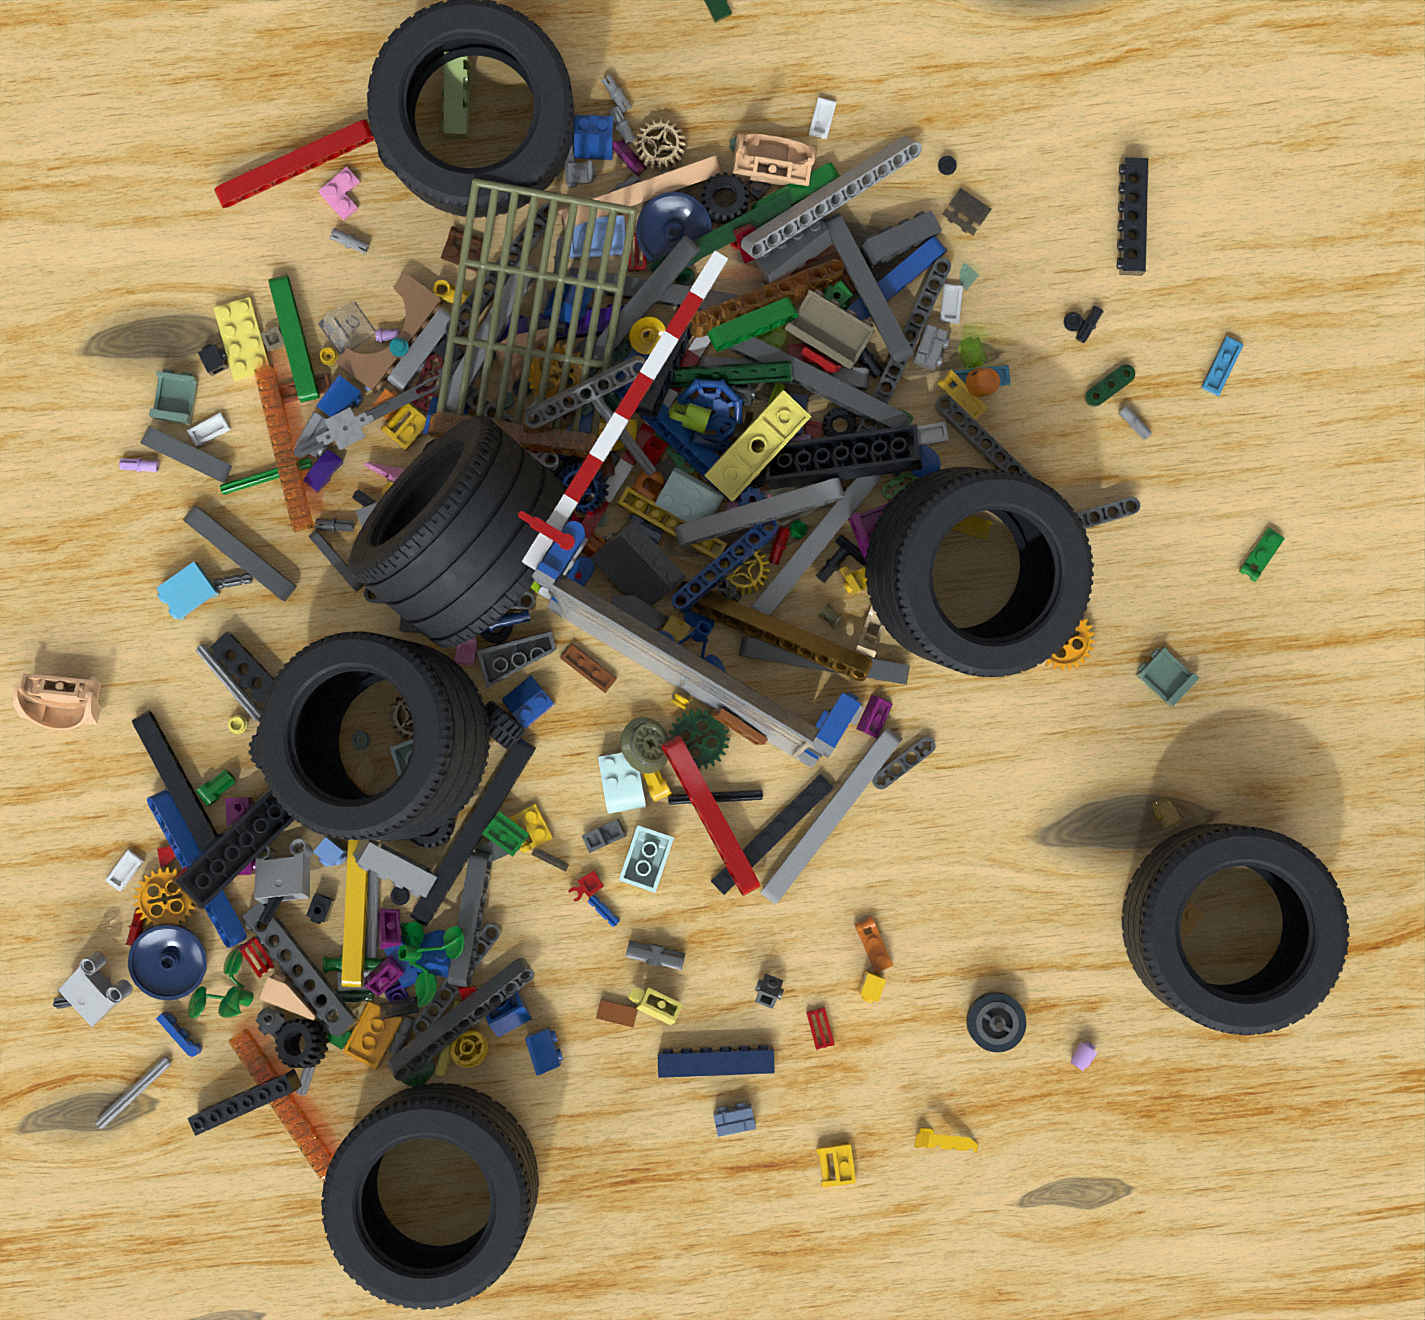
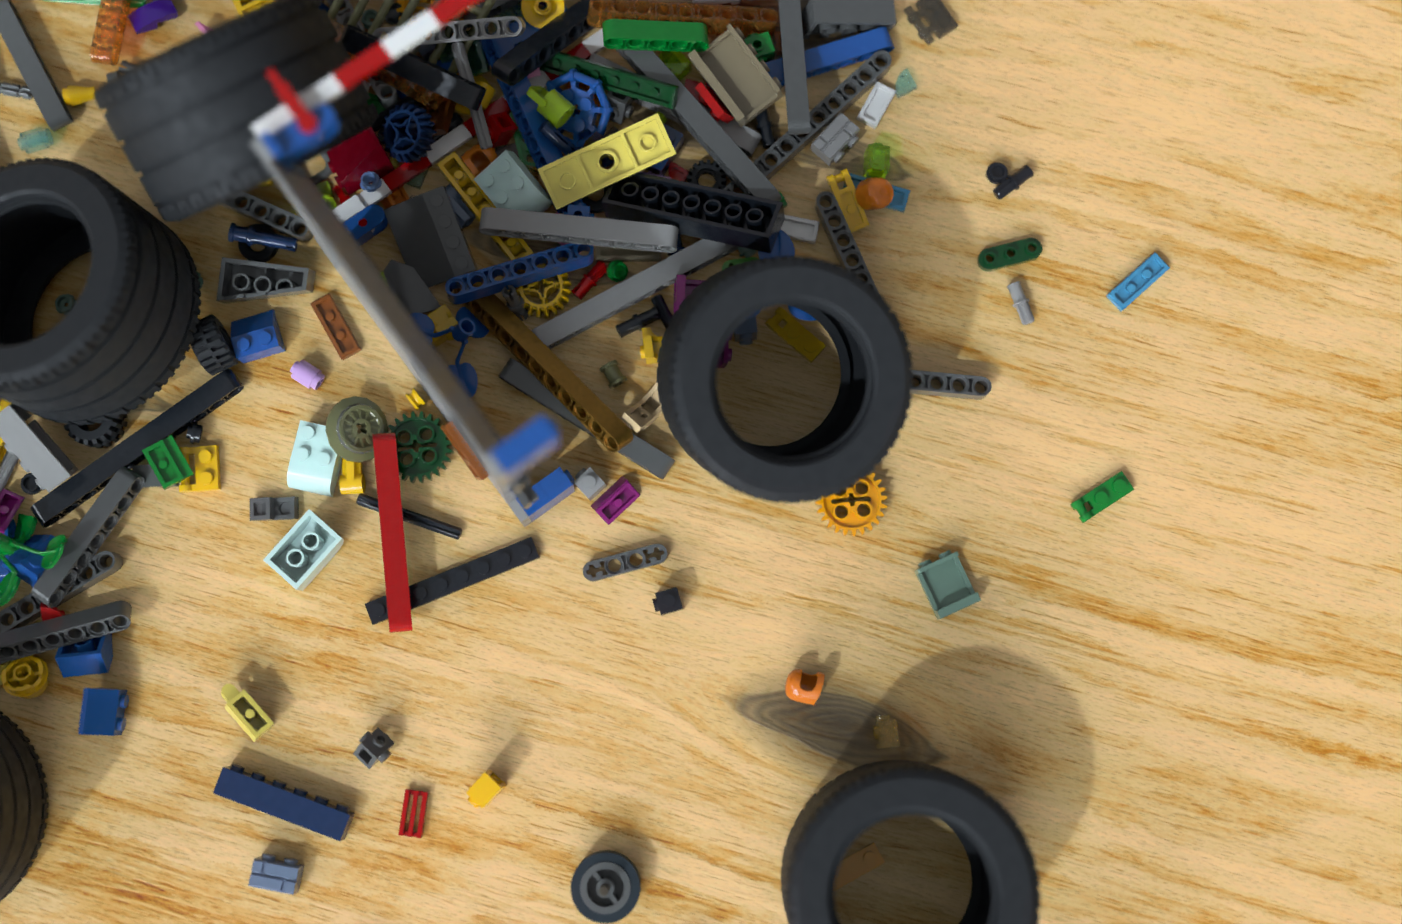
camera: 20 degrees right, 5 degrees down
(273, 615) = (35, 140): none -> clear light blue brick
(291, 563) = (78, 94): none -> yellow cone
(466, 652) = (213, 255): bright pink bracket -> none
(513, 801) = (194, 432): none -> black plate
(559, 863) = (205, 509): clear smoke tile -> none
(565, 433) = (418, 70): none -> black beam
(583, 717) = (307, 374): none -> lavender brick
(588, 884) = (234, 554): red plate -> none
(603, 910) = (238, 588): blue axle -> none
(617, 1013) = (203, 705): dark orange tile -> none
(655, 955) = (271, 658): dark grey piece -> none
(831, 815) = (522, 586): light grey beam -> none
(873, 945) = (509, 746): orange plate -> none
(951, 780) = (667, 601): none -> black brick
(1085, 804) = (803, 686): none -> orange helmet
(1138, 168) = (1128, 43): black brick -> none

